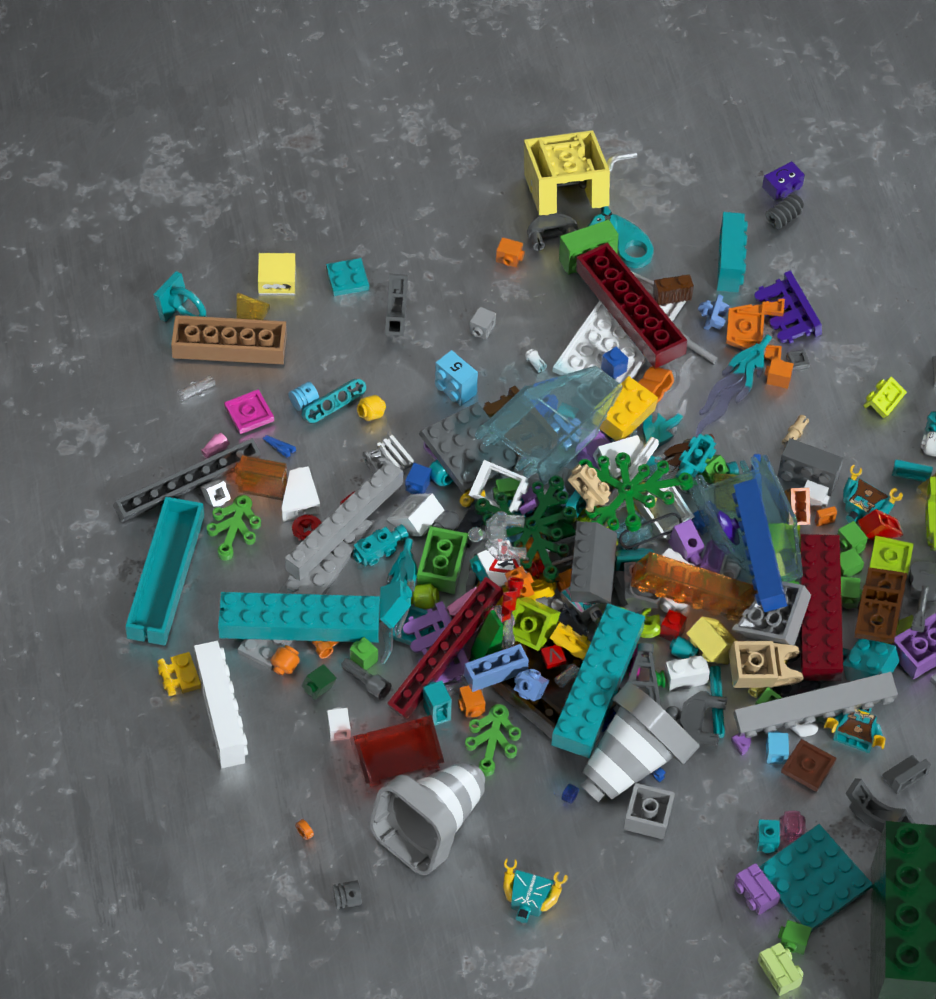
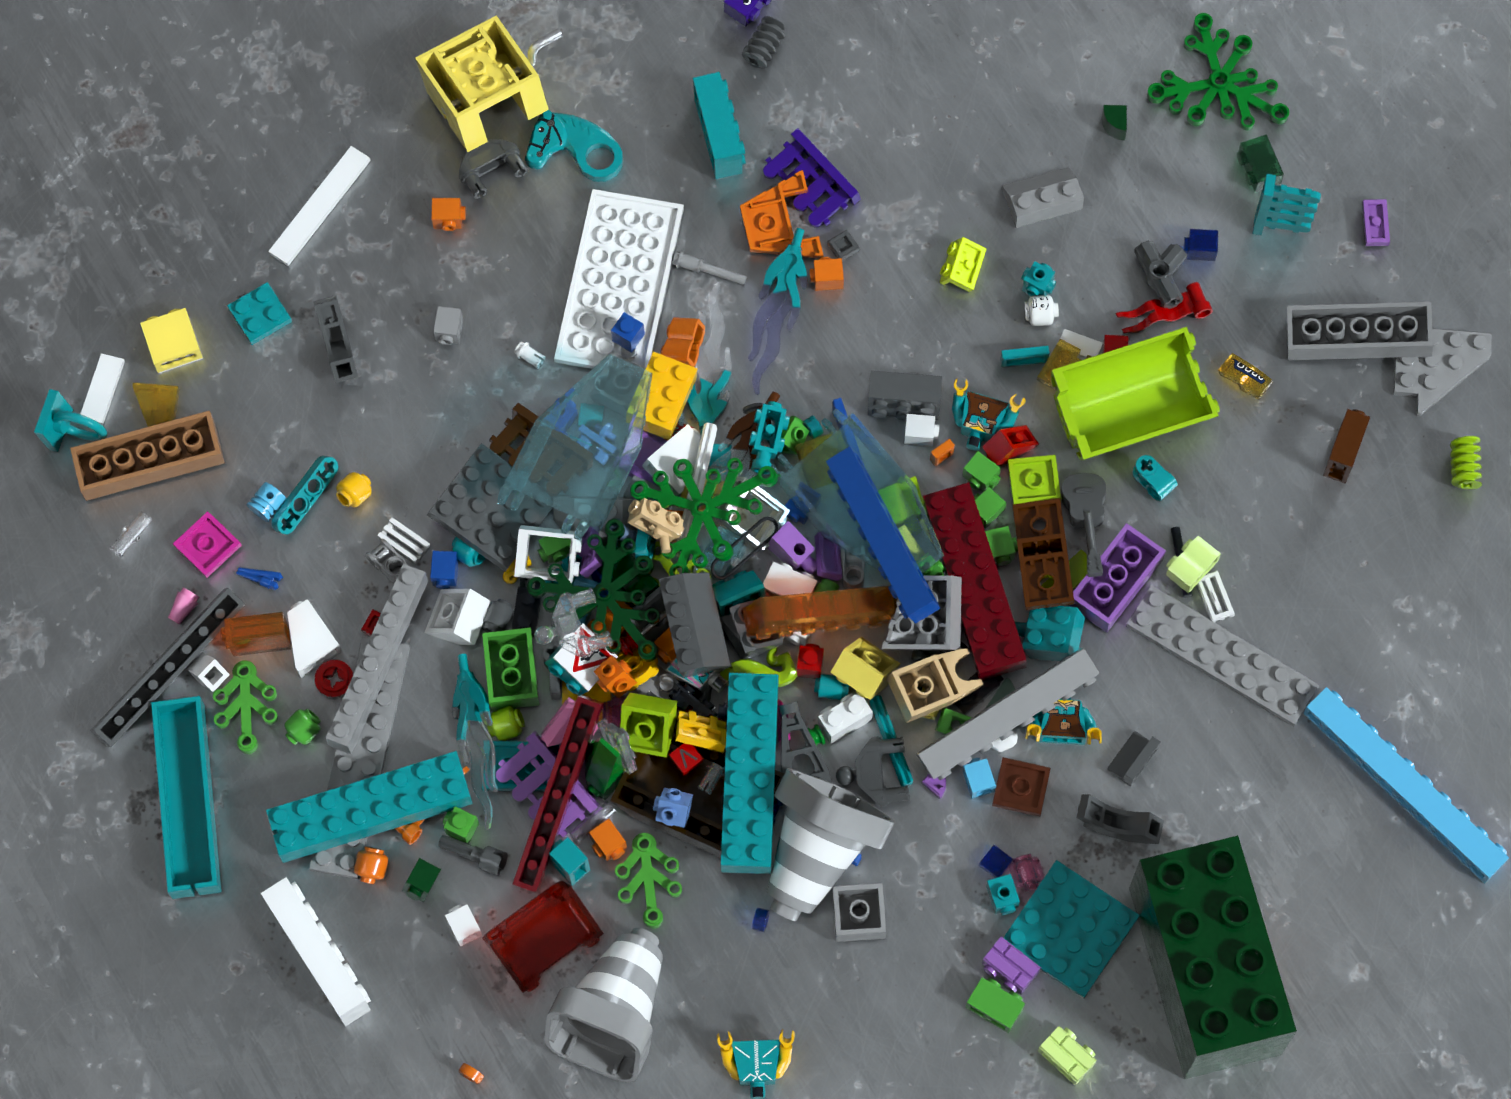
camera: 15 degrees left, 15 degrees up
(185, 672) = (257, 918): yellow plate -> none
(216, 289) = (102, 387): none -> white tile
(270, 551) = (302, 726): none -> bright green head
(378, 544) = (427, 676): teal brick -> none
(394, 602) = (475, 751): teal slope -> none
(418, 222) = (319, 206): none -> white tile
(456, 378) = (443, 417): medium azure brick -> none
(495, 667) = (626, 800): medium blue brick -> none
(510, 598) = (613, 687): red flag -> none
(584, 240) = (542, 177): bright green brick -> none
(631, 305) = (622, 245): dark red brick -> none
(673, 289) = (665, 204): reddish brown brick -> none
(712, 310) = (719, 216): medium blue hips -> none
(730, 527) = (837, 517): dark purple dish -> none
(734, 913) = (995, 1004): none -> bright green brick
(769, 811) = (996, 862): none -> clear blue plate
(794, 936) = (1071, 1010): bright green brick -> none
(796, 430) = (871, 348): tan pin -> none
(800, 502) = (907, 454): orange torso -> none

